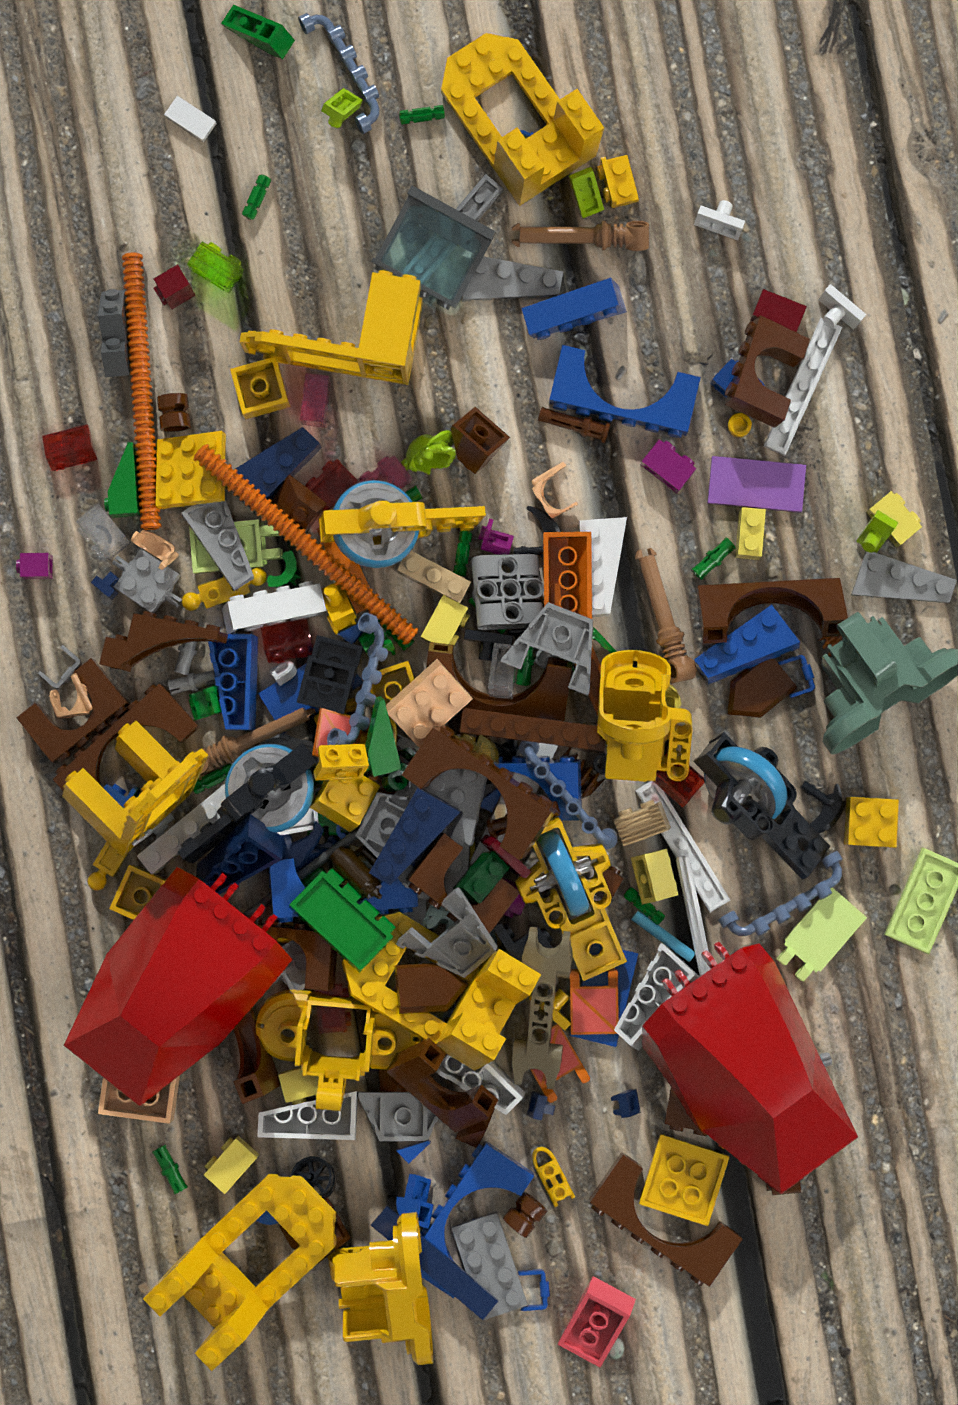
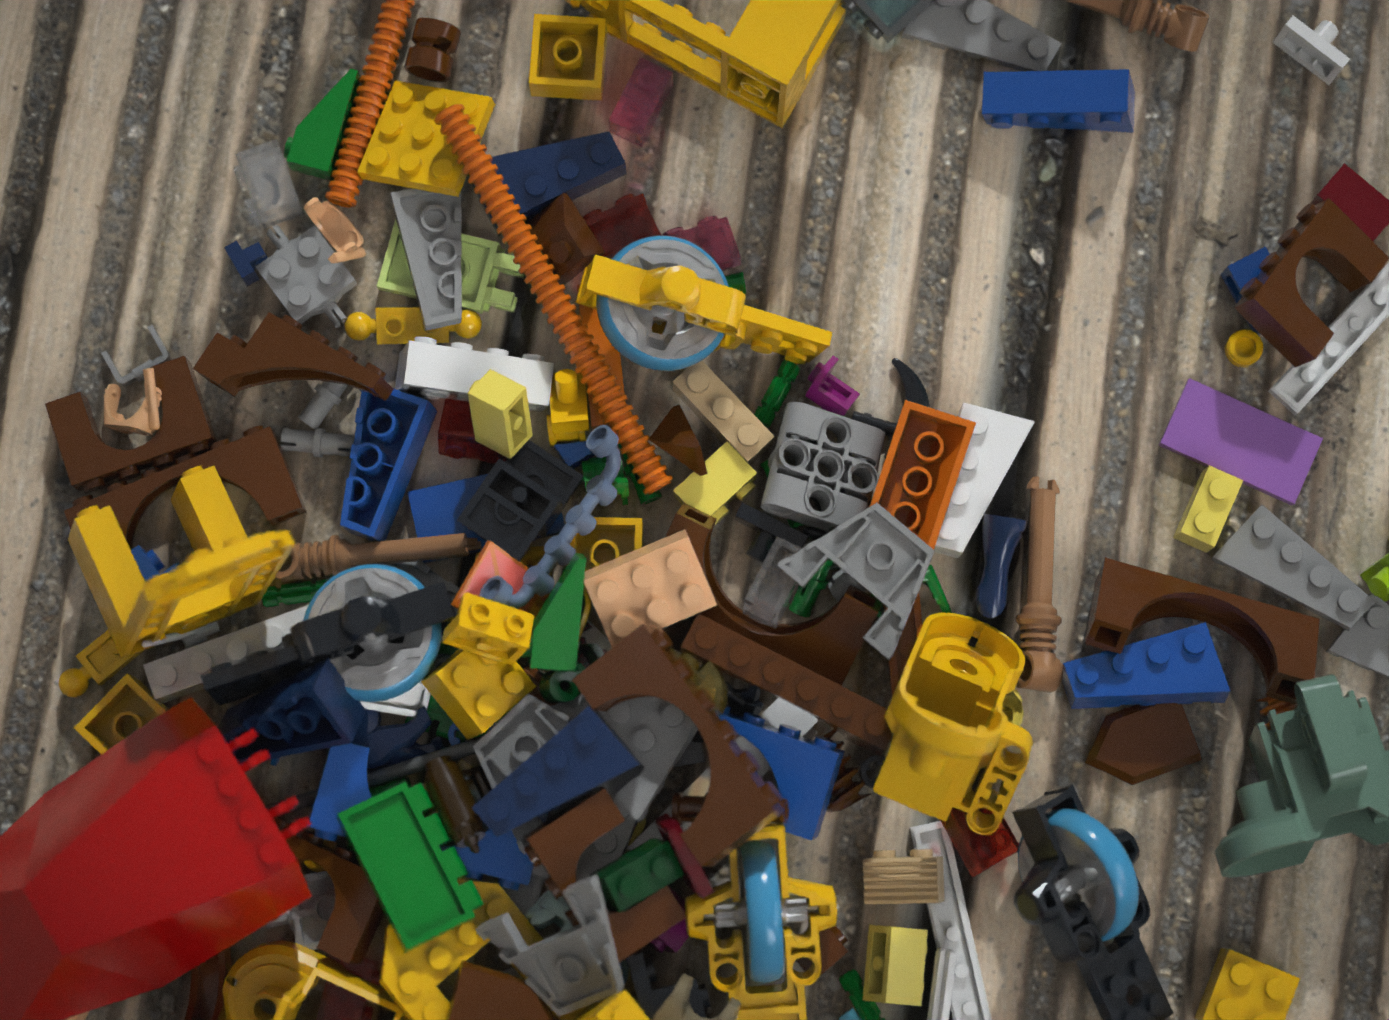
camera: 15 degrees right, 5 degrees down
(35, 566) = (154, 198): magenta brick -> none
(69, 447) = (265, 50): clear red bracket -> none
(205, 703) = (325, 478): green piece -> none
(283, 672) = (455, 474): white tile -> none
(289, 573) = (511, 336): green piece -> none
(299, 627) = (500, 413): none -> light yellow brick
(413, 605) = (678, 440): none -> reddish brown slope
(430, 452) = (780, 232): lime hair -> none
(477, 440) = (854, 238): reddish brown slope -> none
(490, 800) = (691, 766): blue piece -> none
(538, 489) = (921, 334): light nougat helmet -> none
(585, 427) = (1018, 273): reddish brown pin -> none
(607, 836) = (797, 781): sand blue bar -> none
(630, 599) = (999, 544): none -> dark blue piece
(668, 414) = (1144, 296): blue arch -> none
(668, 465) = (1120, 370): magenta brick -> none
(713, 558) = (1141, 527): green pin -> none
(807, 672) = (1224, 741): blue piece -> none
(811, 551) = (1281, 560): none -> light grey wing
(832, 807) = (1195, 956): black piece -> none

